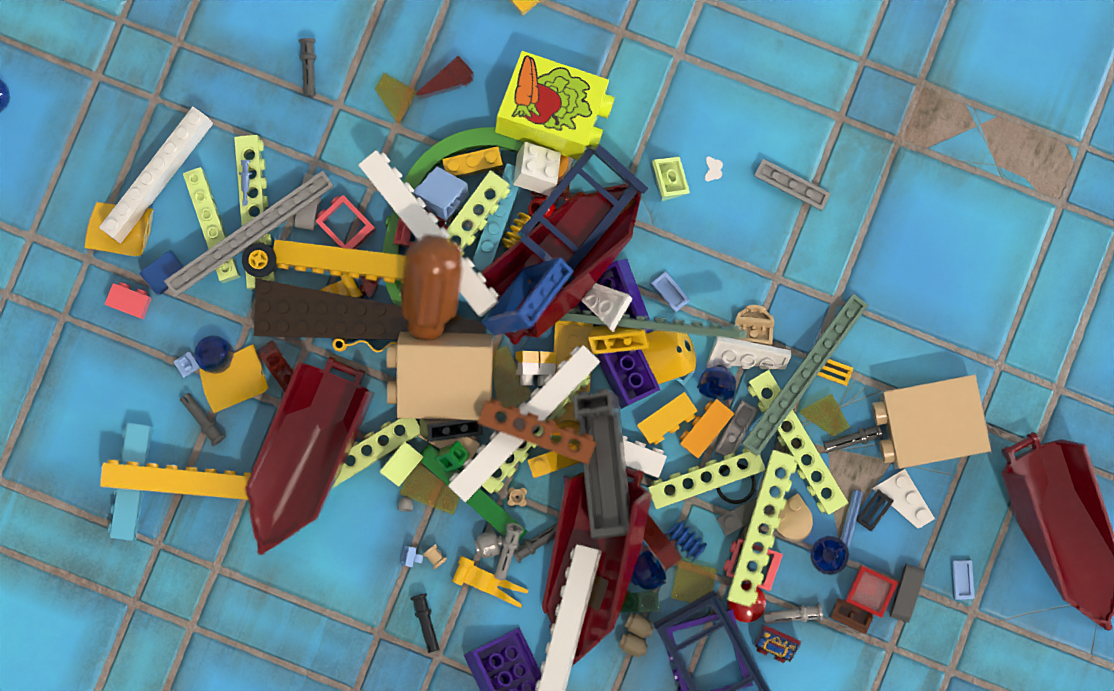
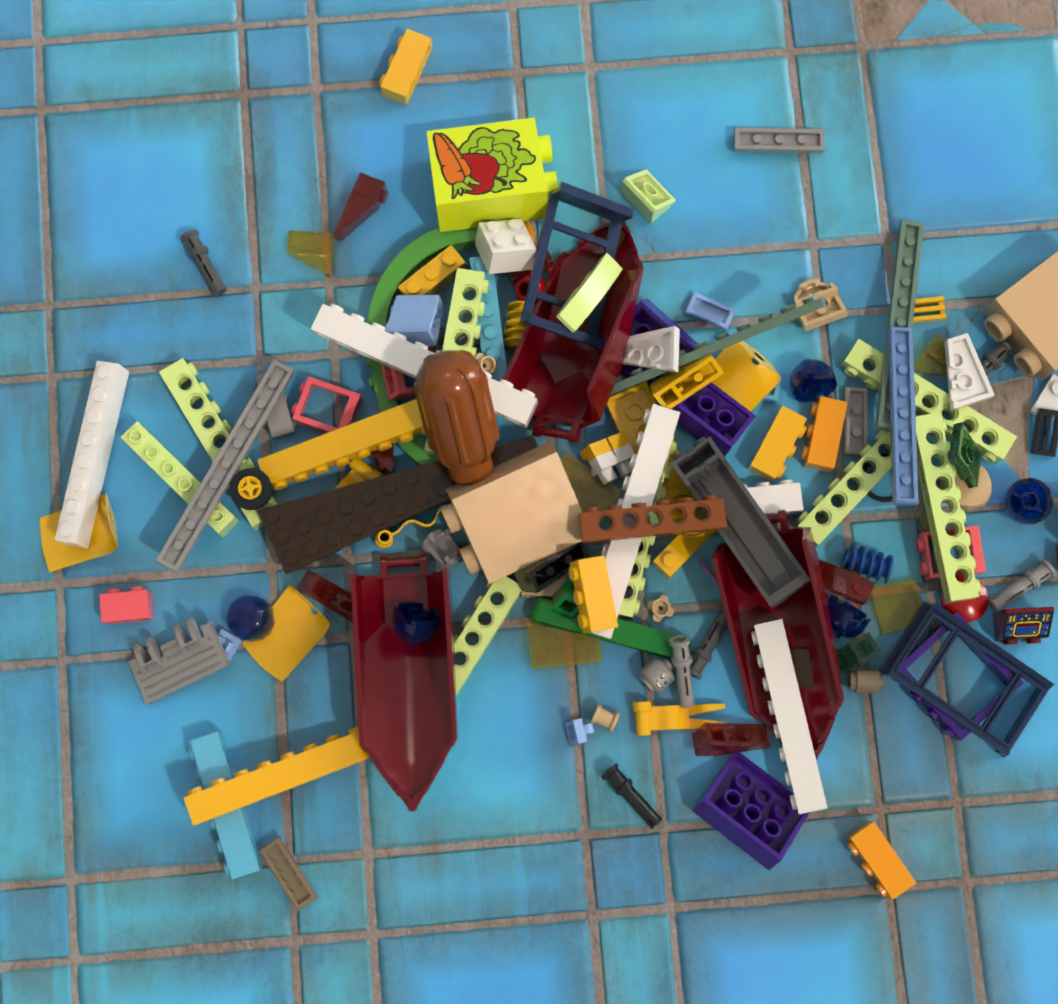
camera: 35 degrees left, 5 degrees down
(147, 363) = (182, 661): none -> light grey hinge
(152, 553) = (288, 873): none -> dark tan plate
(160, 270) = (143, 558): blue piece -> none
(208, 426) = (282, 700): dark grey pin -> none
(245, 180) = (193, 410): medium blue piece -> none
(330, 418) = (414, 622): none -> clear blue cylinder
(378, 373) = (443, 549): none -> light grey piece
(401, 464) = (518, 633): yellowish green slope -> none
(405, 504) = (544, 677): light grey hinge -> none
(466, 464) = (593, 594): none -> yellow brick
(480, 252) = (488, 361): none -> tan plate
(517, 617) = (729, 738): none -> clear red slope
(549, 279) = (582, 349): blue window -> none
(581, 236) = (589, 292): none -> yellowish green slope
(633, 645) = (869, 705): dark tan brick -> none
(715, 166) = (689, 165): white sticker -> none
(739, 516) = (906, 517): dark grey slope -> none
(742, 353) = (826, 335): white wing -> none
(765, 445) = (902, 416): none -> medium blue tile
(798, 497) = (964, 455): none -> clear green plate
(834, 436) = (965, 373): none -> white wing
(851, 517) = (1024, 450): medium blue axle -> none

